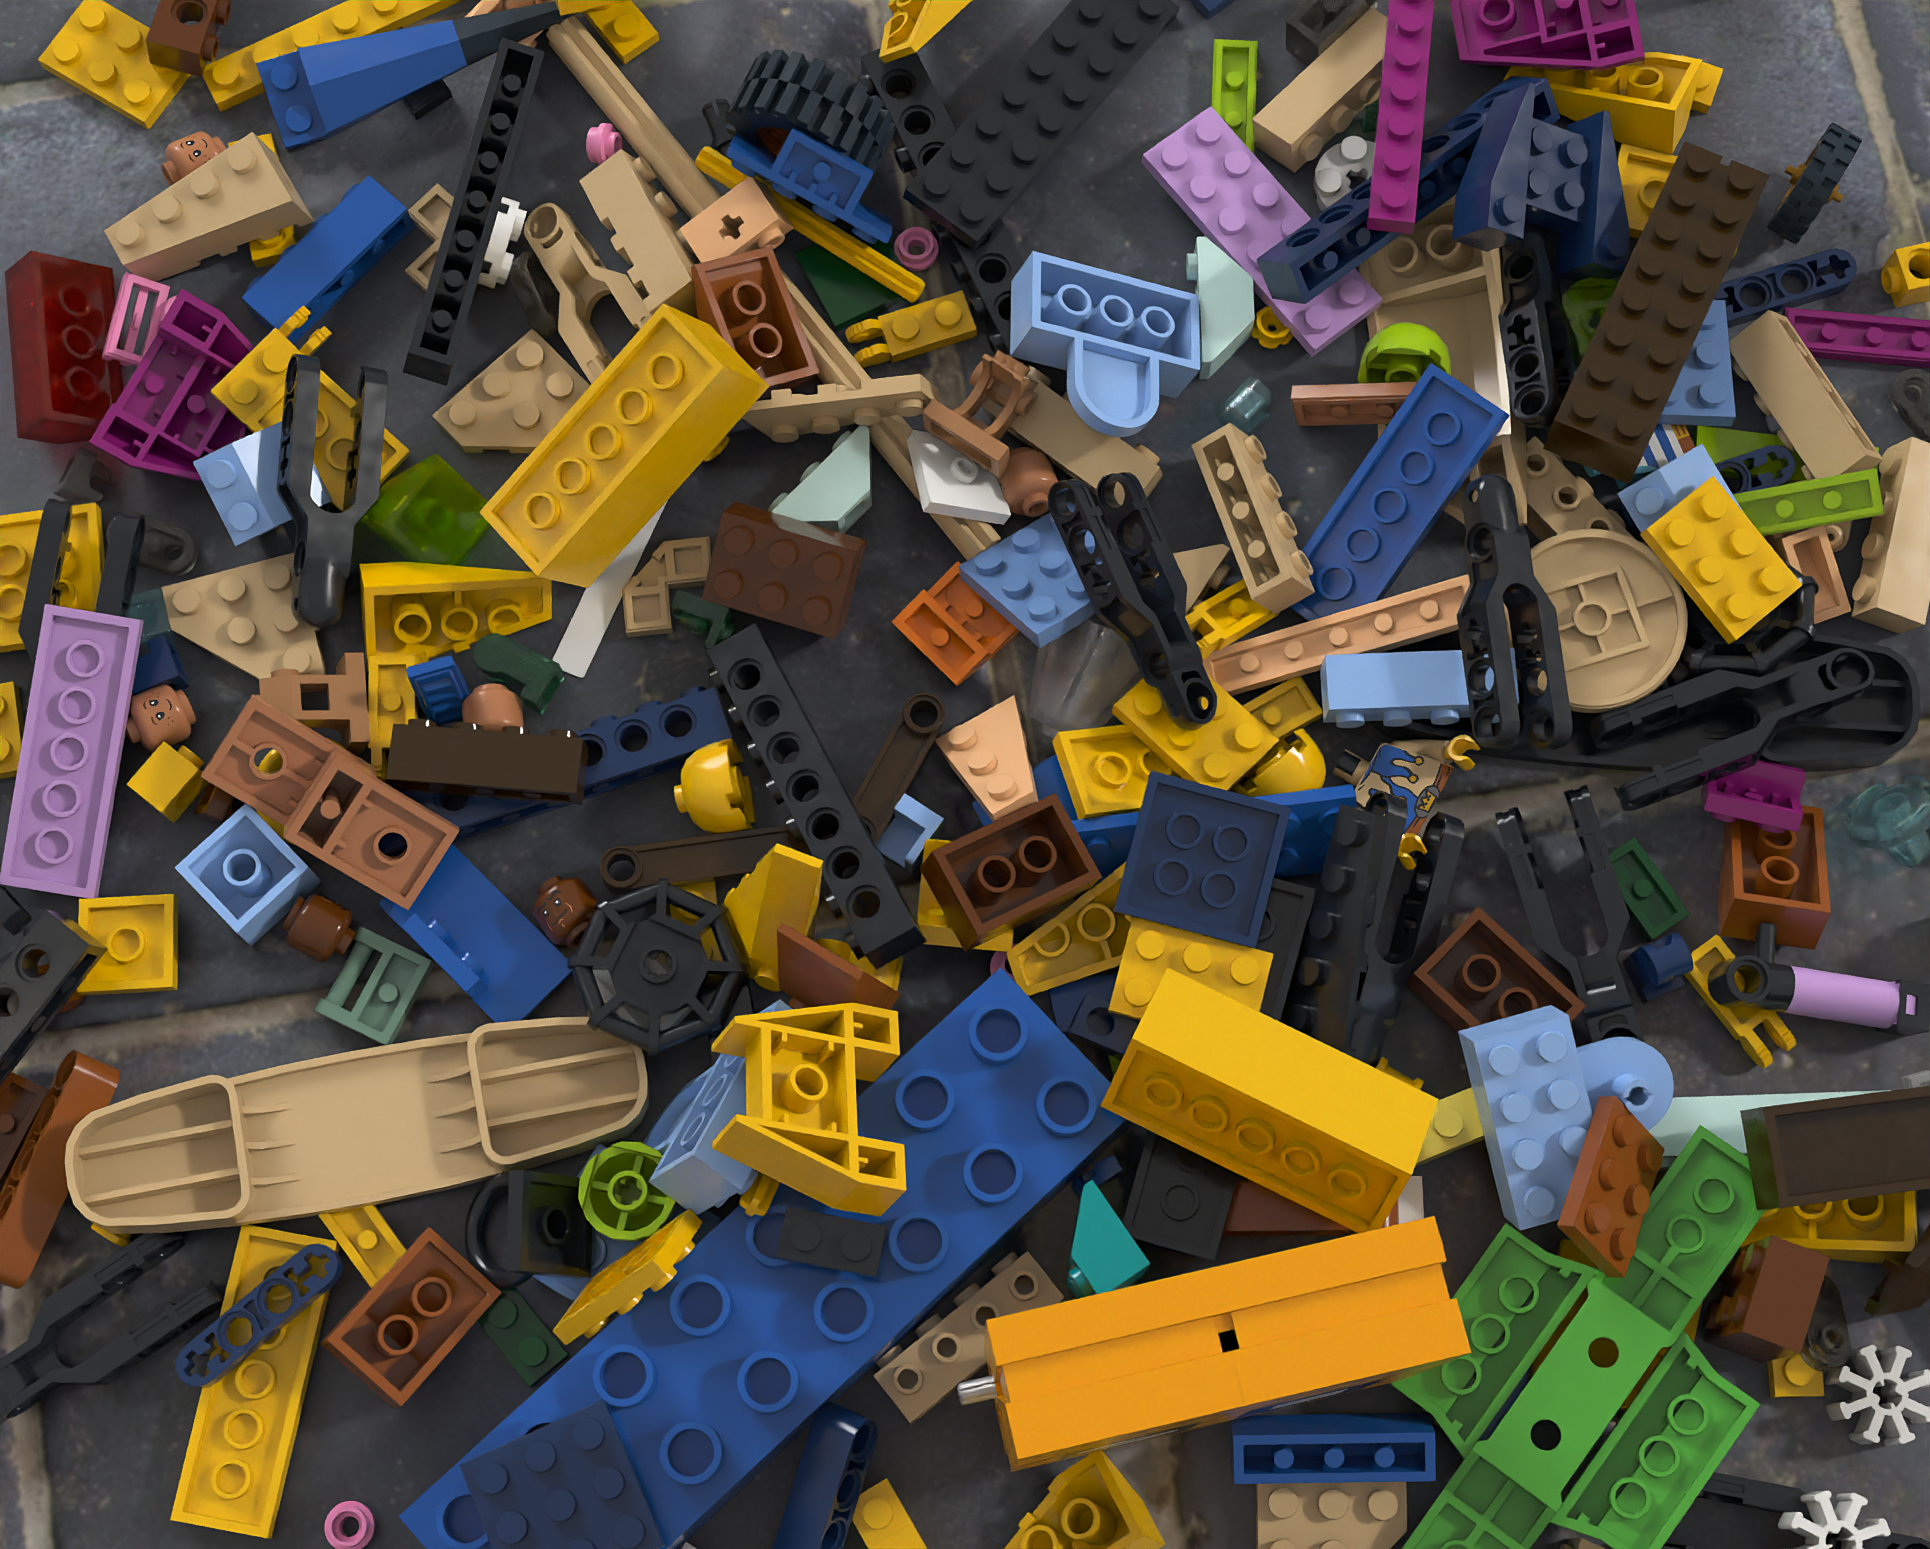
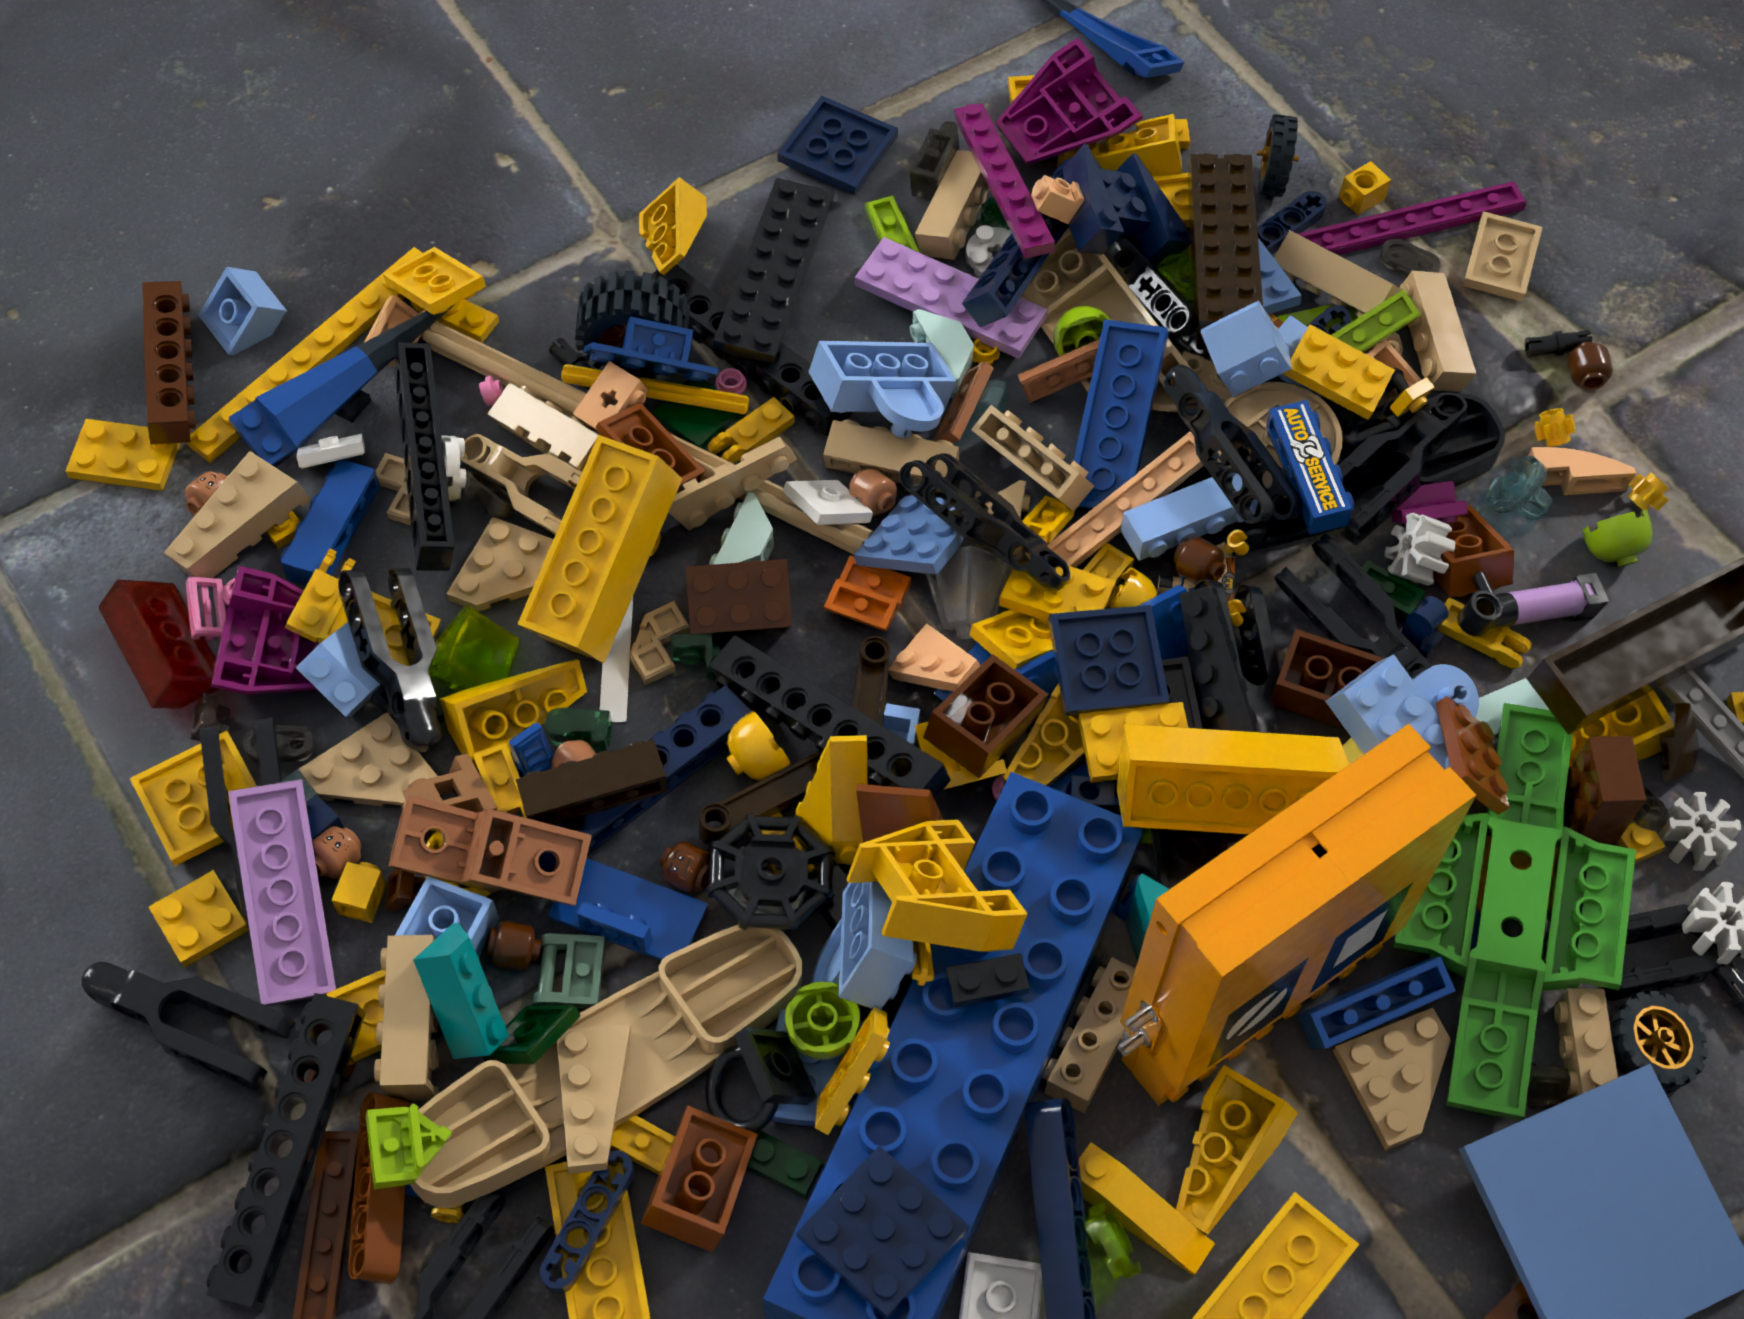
camera: 25 degrees left, 15 degrees down
(71, 1144) = (402, 1144): none -> lime slope
(149, 981) = (407, 1023): none -> tan wedge
(218, 979) = (460, 995): none -> teal slope
(286, 1056) = (534, 1033): none -> dark green tile
(331, 1144) = (590, 1084): none -> tan wing
(364, 159) = (330, 450): none -> white plate
(1003, 382) = (836, 431): medium nougat tile -> none
(1204, 399) = (964, 403): none -> nougat tile
(1397, 760) = (1199, 560): none -> reddish brown head
(1454, 152) = (1057, 198): none -> light nougat brick
(1603, 484) = (1246, 348): none -> light blue slope
(1607, 686) = (1309, 466): none -> blue brick
(1707, 856) = (1420, 549): none -> white gear
(1800, 643) = (1412, 398): none -> yellow plate

